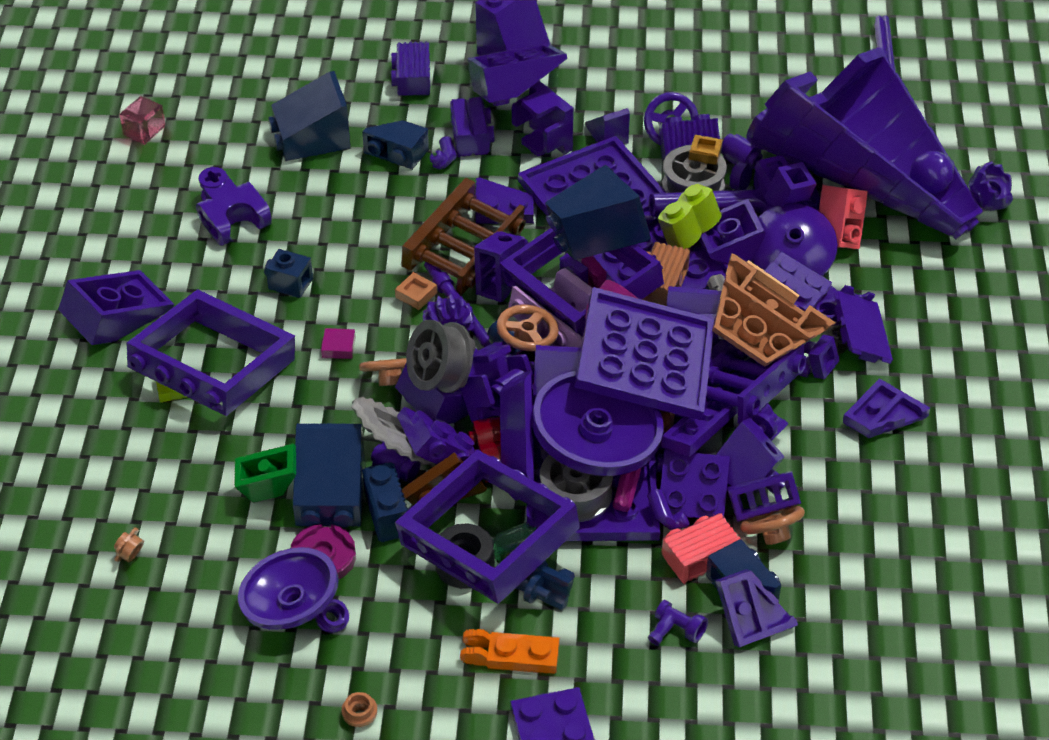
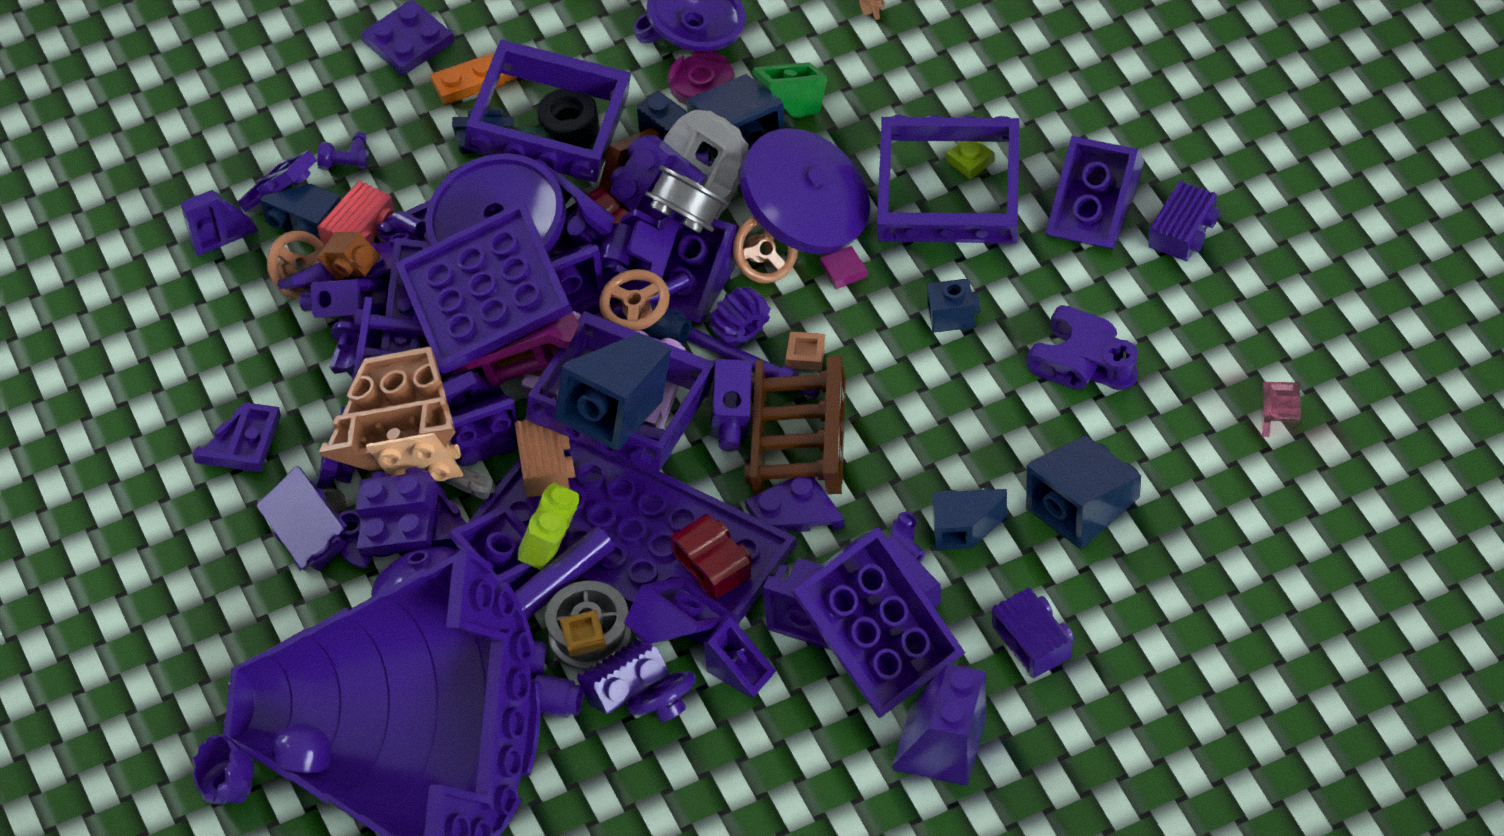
camera: 155 degrees right, 5 degrees up
(76, 258) = (1183, 221): none -> dark purple brick
(328, 379) = (804, 191): none -> dark purple dish
(582, 160) = (711, 555): none -> dark red brick
(632, 141) = (673, 610): none -> dark purple slope
(732, 463) = (348, 255): none -> dark orange brick
(831, 588) = (214, 222): none -> dark purple wing

